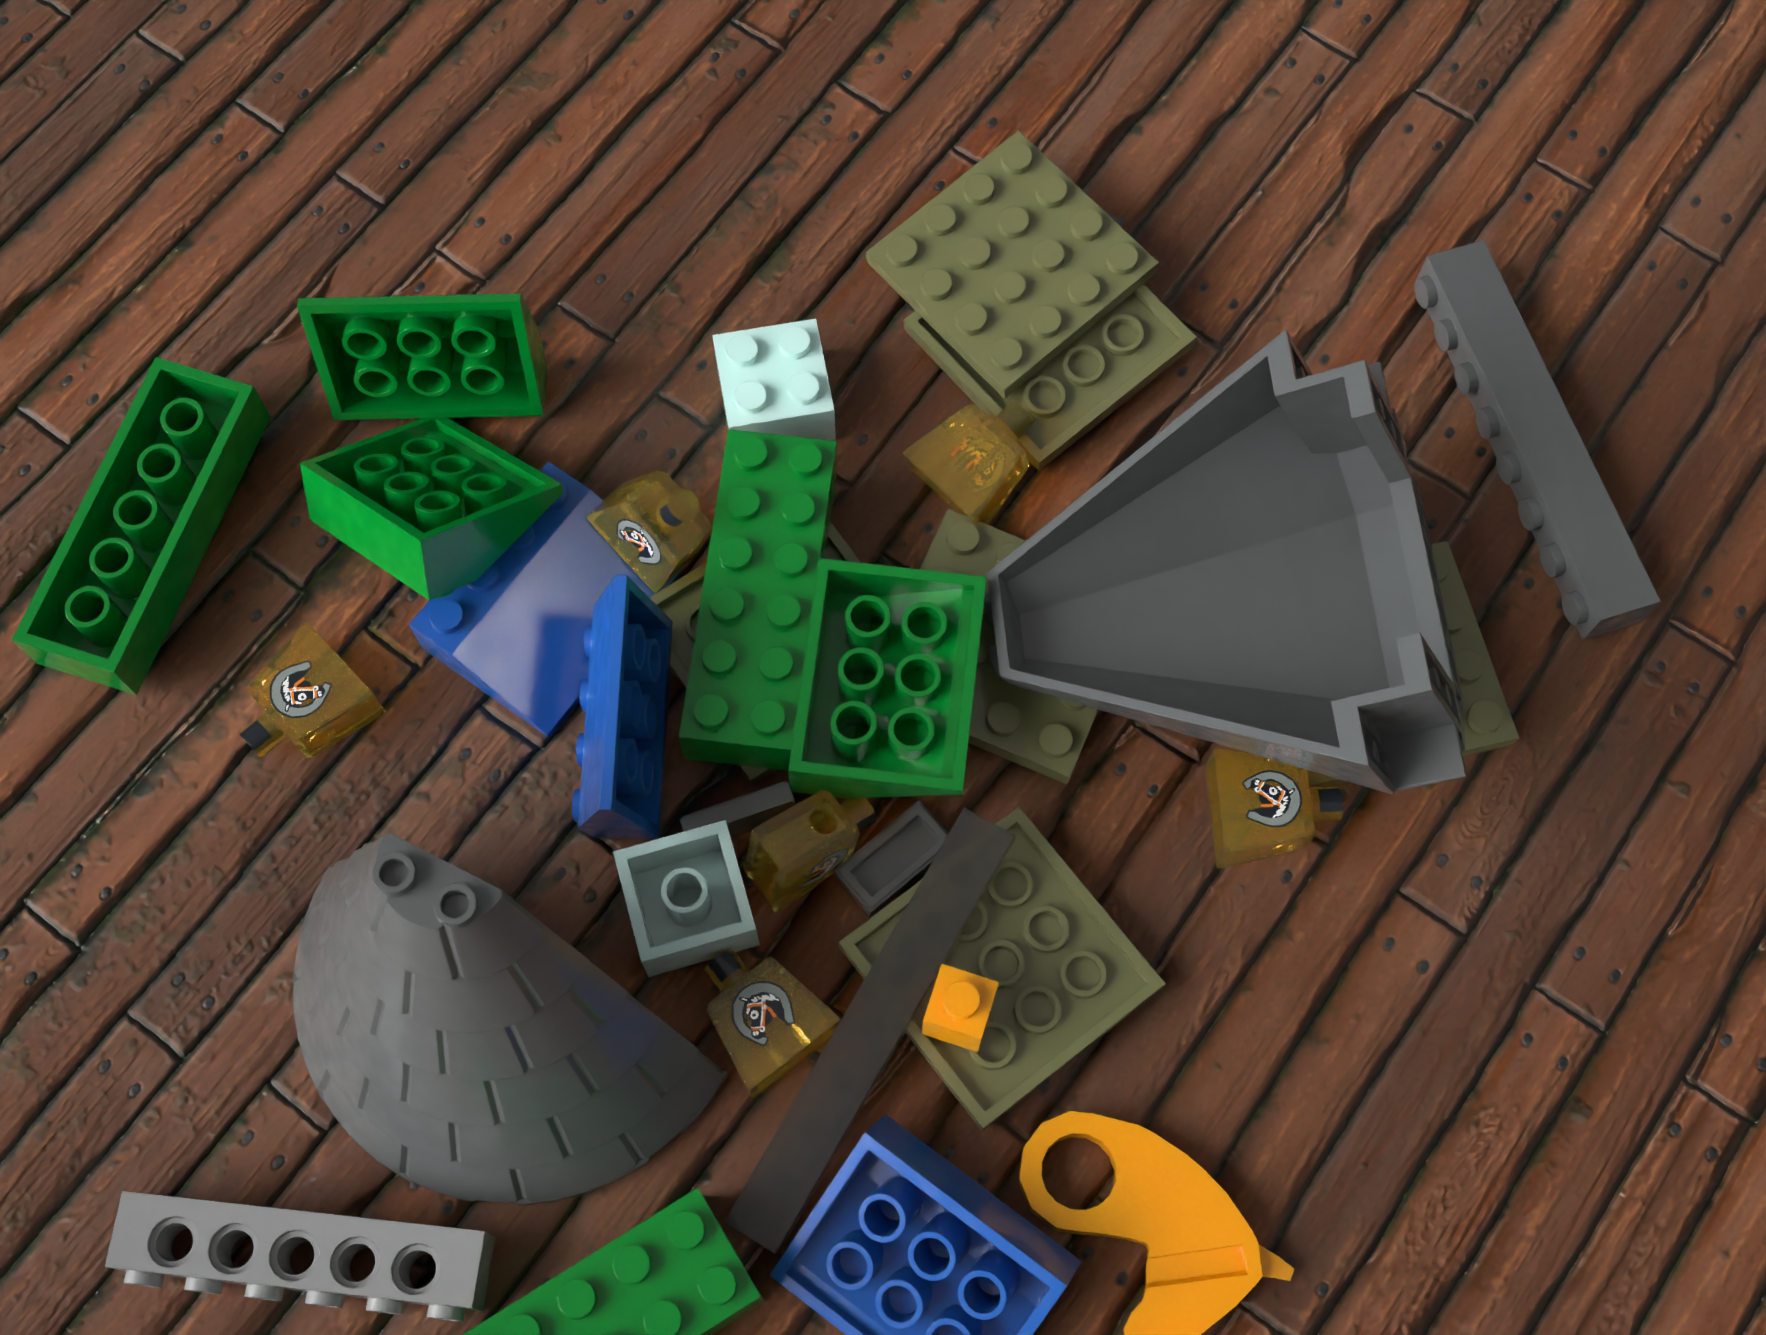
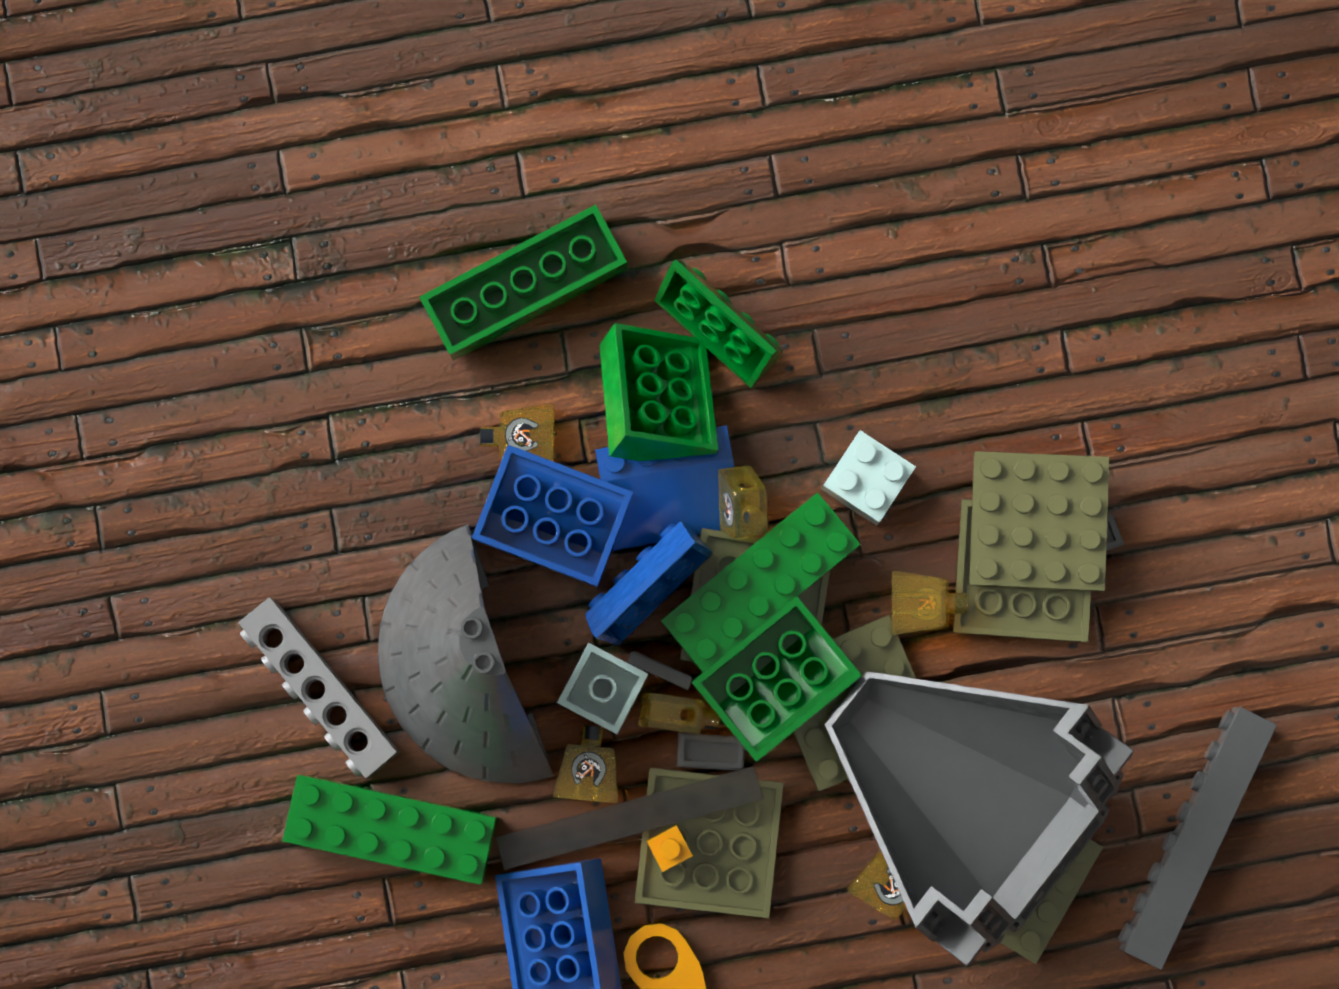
camera: 45 degrees right, 15 degrees up
(428, 749) = (552, 516): none -> blue slope

